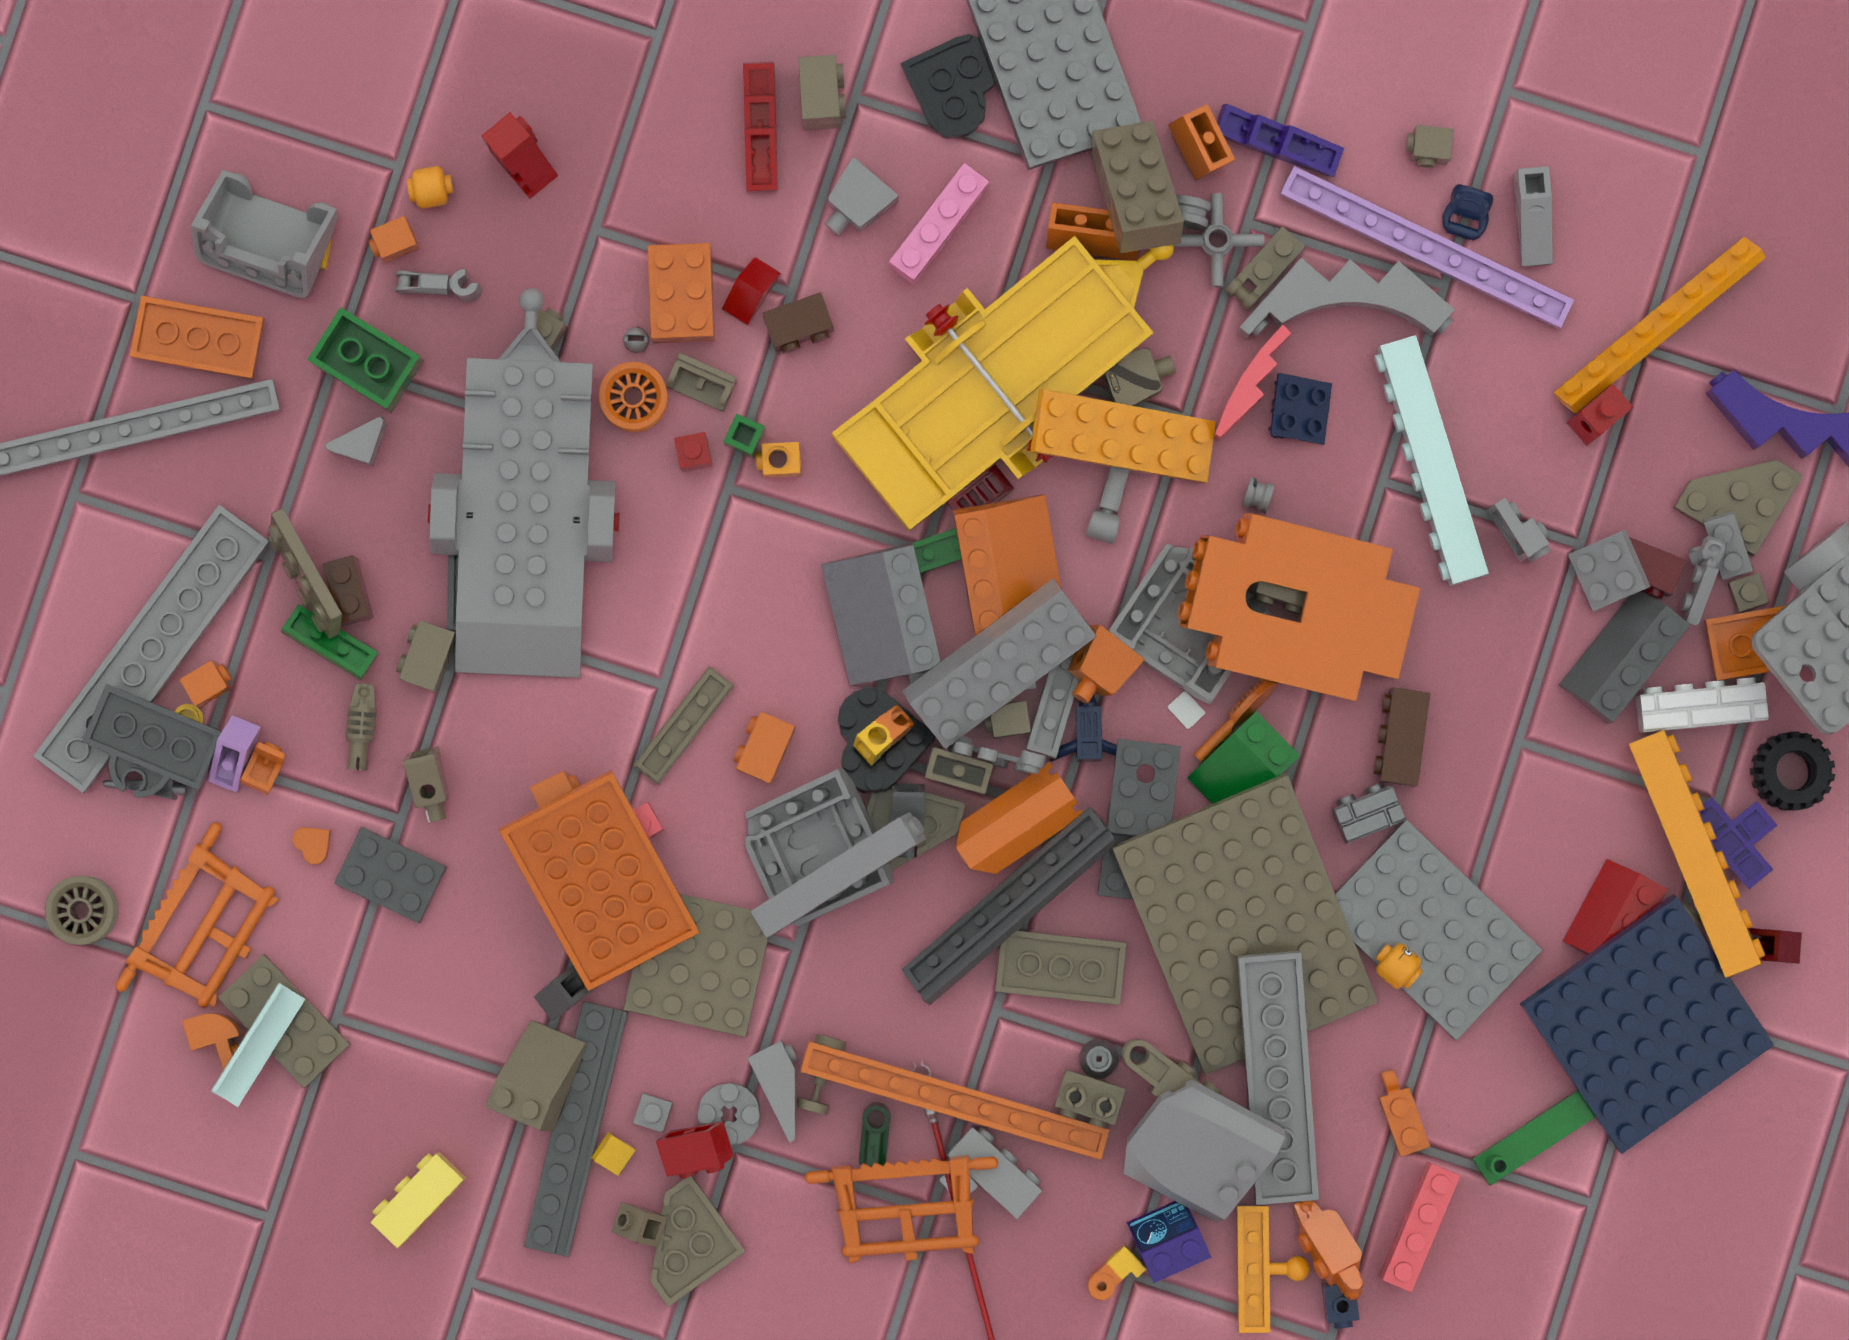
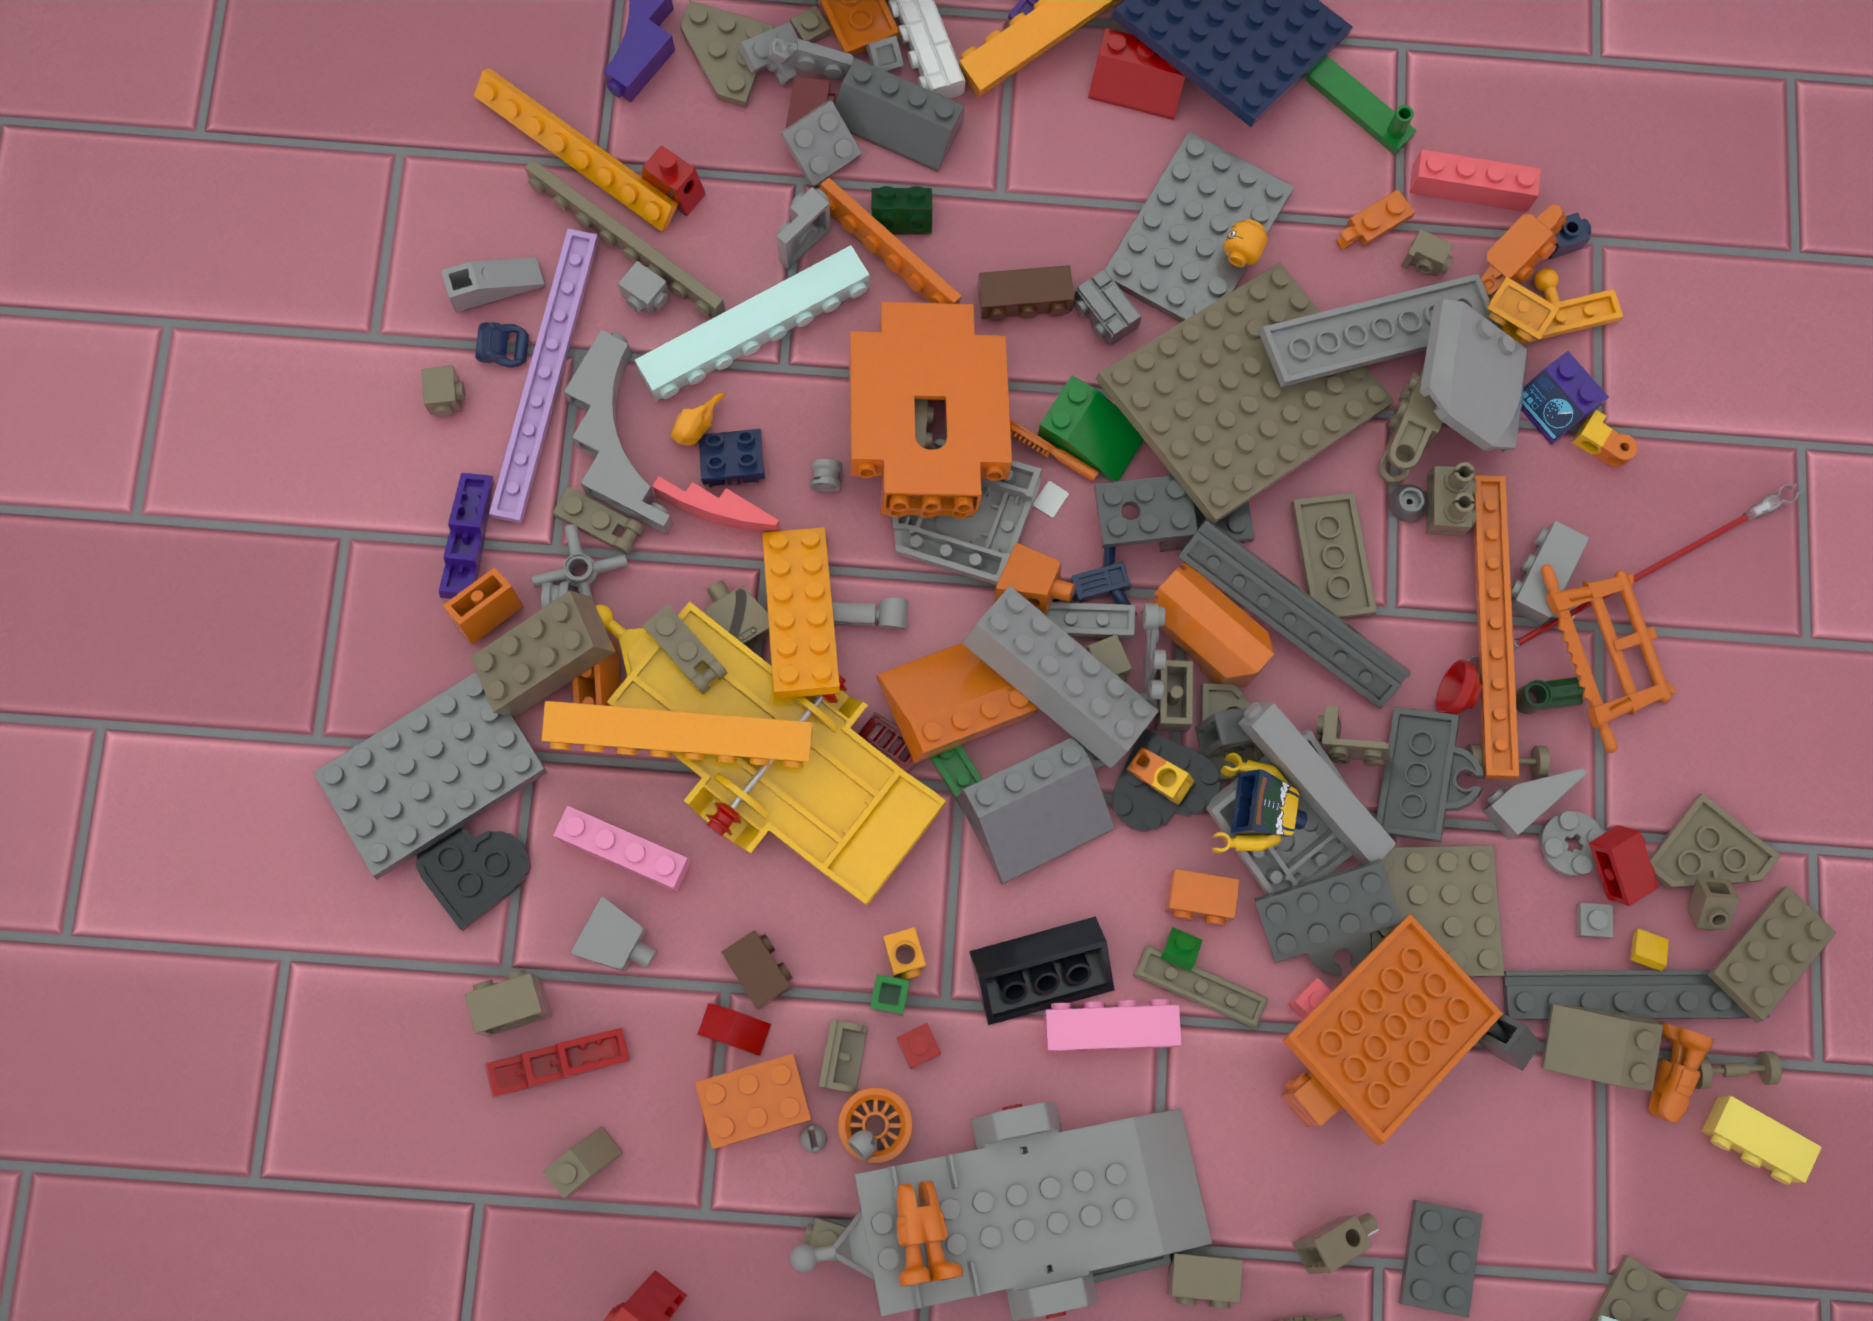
camera: 110 degrees left, 10 degrees down
(485, 1197) = (1767, 1066): none -> dark tan wheel
(495, 1141) = (1678, 1077): none -> orange piece
(532, 409) = (926, 1226): none -> orange piece
(580, 1267) = (1771, 954): none -> dark tan plate
(618, 380) = (863, 1144): none -> light grey hinge
(665, 131) = (582, 1162): none -> dark tan slope
(666, 632) = (1112, 1027): none -> bright pink brick
(717, 858) = (1329, 916): none -> dark grey plate
(721, 715) = (1181, 949): none -> green plate
(734, 581) = (1042, 970): none -> black slope
(826, 987) = (1424, 774): none -> dark grey plate
(827, 818) = (1263, 807): none -> torso
(882, 907) = (1344, 750): none -> dark tan bracket
(899, 1046) = (1459, 688): none -> red piece
(1027, 294) = (676, 732): none -> light orange brick
(1108, 317) = (683, 648): none -> dark tan plate
(1264, 1223) = (1521, 309): none -> light orange bracket
(1340, 378) = (694, 422): none -> light orange piece
(1350, 1155) = (1429, 254): none -> dark tan brick
(1491, 361) = (644, 289): none -> light grey brick
(1491, 604) = (887, 247): none -> orange plate
(1522, 636) = (903, 209): none -> dark green bracket
(1559, 343) = (615, 233): none -> dark tan plate
(1696, 659) = (885, 53): none -> light grey plate

